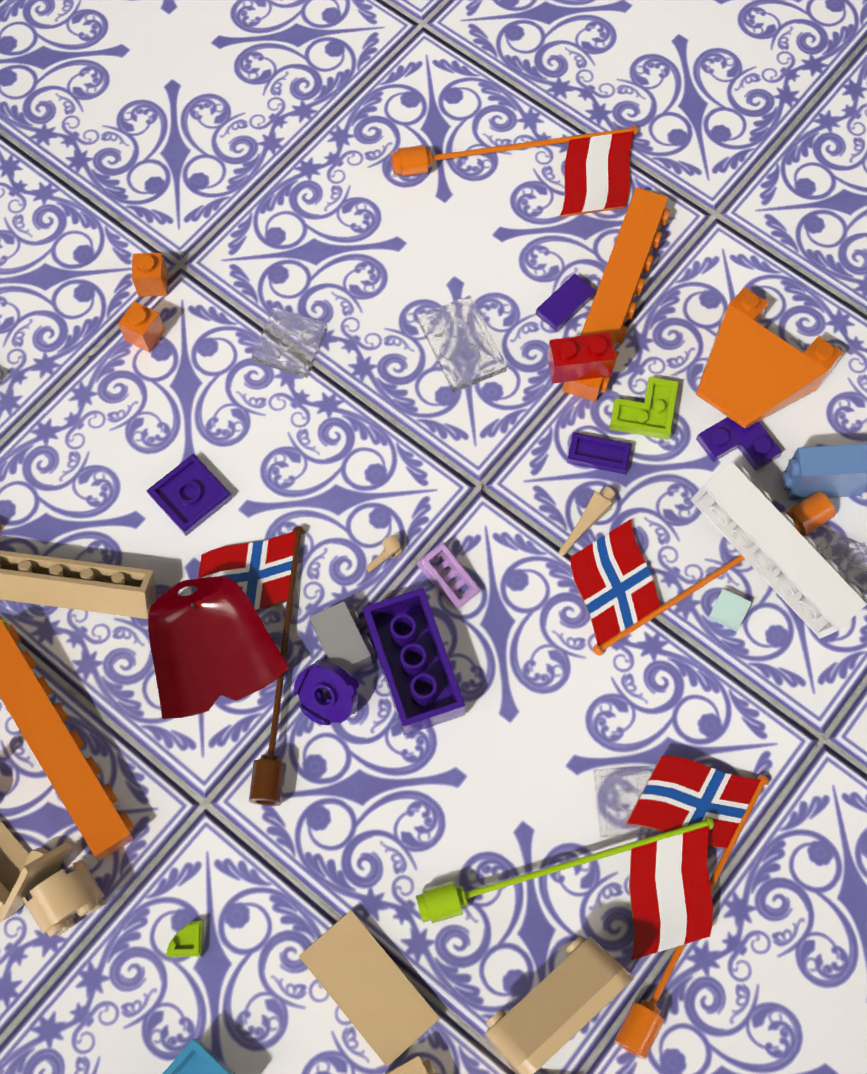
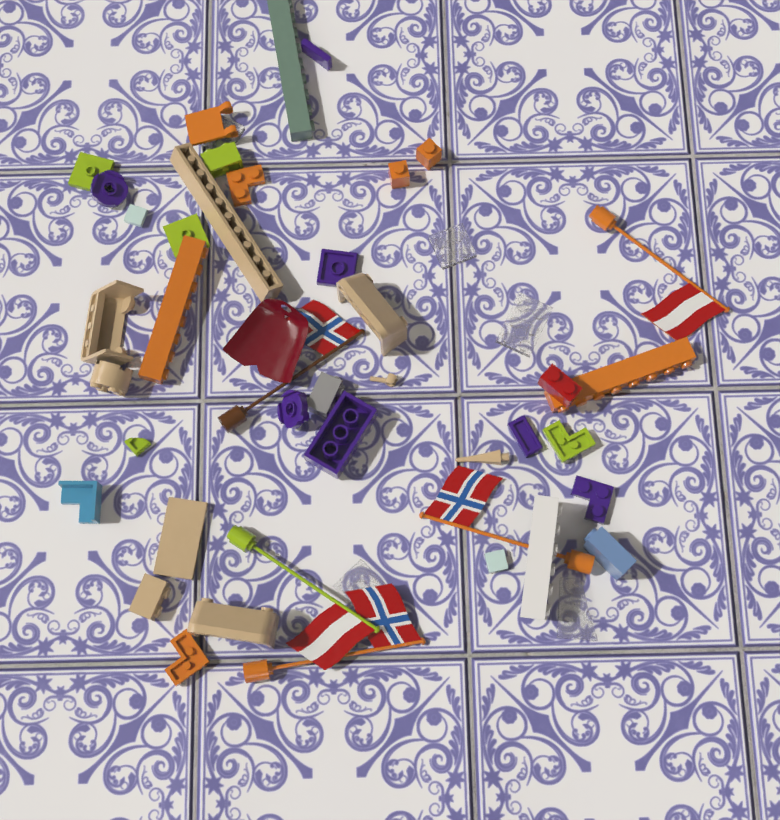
camera: 50 degrees right, 5 degrees up
(288, 485) = (373, 310): none -> tan windscreen
(457, 569) = (402, 402): lavender slope -> none
(565, 302) = (593, 355): dark purple tile -> none
(756, 371) = (635, 475): orange wedge -> none

